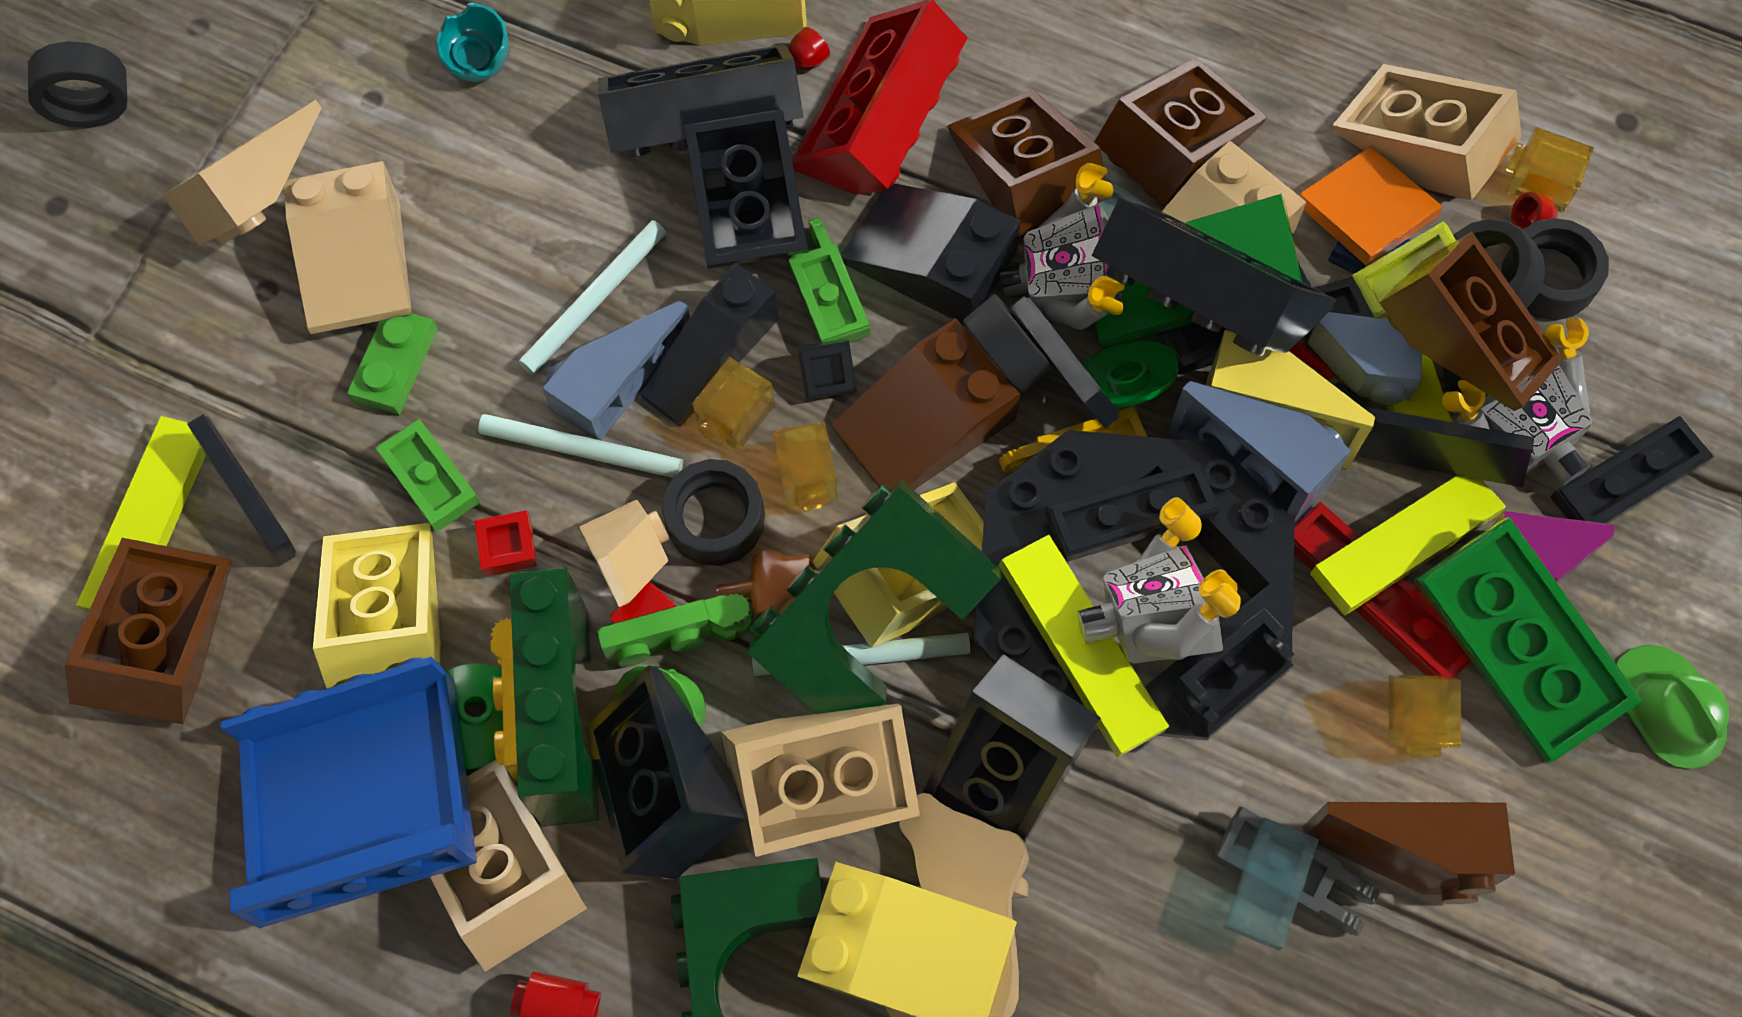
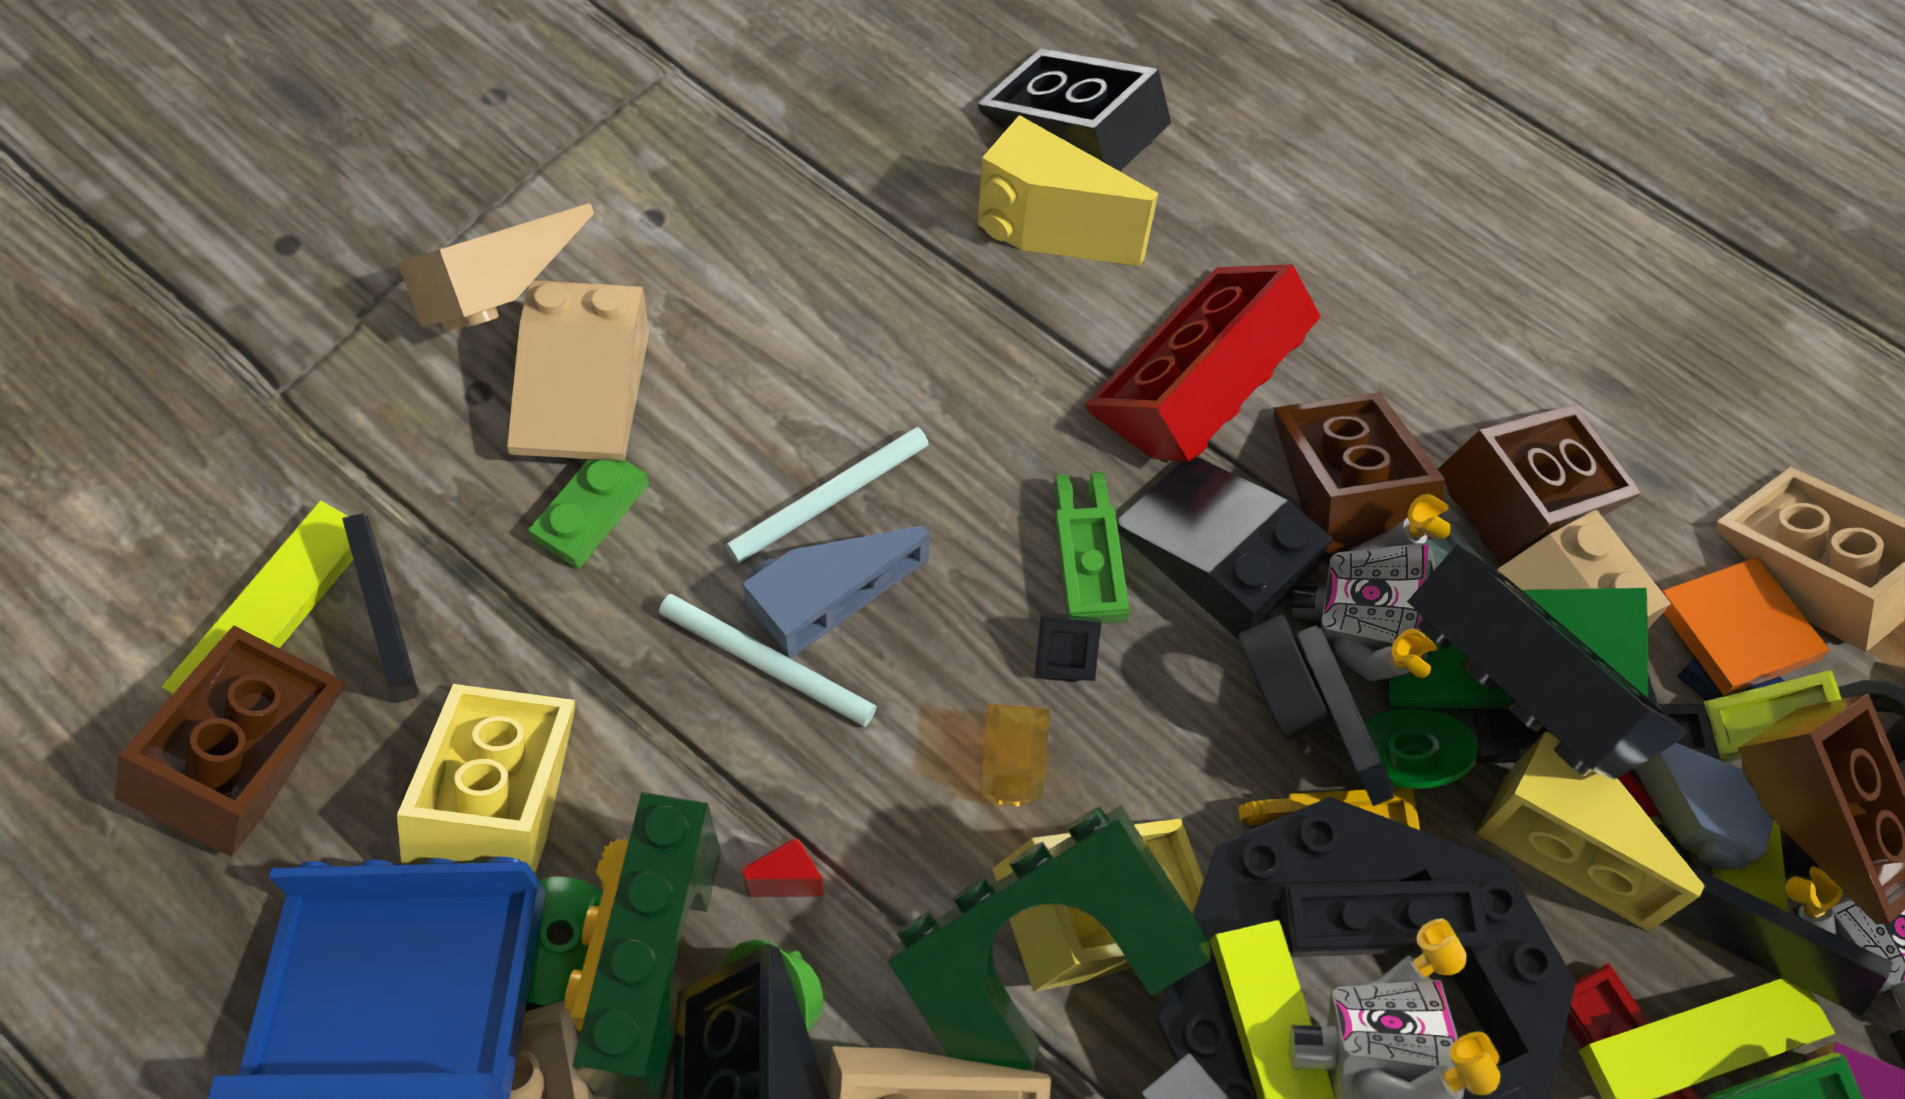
camera: 10 degrees right, 5 degrees down
(77, 62) = (356, 101): black tyre -> none
(428, 475) = (588, 646): bright green plate -> none
(473, 43) = (777, 186): teal hair -> none
(505, 543) = (651, 748): red plate -> none
(627, 548) = (784, 795): tan slope -> none
(657, 102) = (1006, 309): black slope -> none
(677, 628) = (815, 902): bright green hinge -> none
(702, 476) = (895, 731): black tyre -> none
(721, 327) = (945, 583): black slope -> none
(733, 405) = (950, 660): clear yellow brick -> none
(745, 189) = (1030, 421): black slope -> none
(768, 581) = (938, 877): dark orange piece -> none
(808, 49) = (1139, 285): red hinge -> none
(901, 650) = (1072, 1004): light aqua bar -> none
(928, 410) = (1170, 727): reddish brown slope -> none
(1275, 445) = (1576, 888): sand blue slope -> none

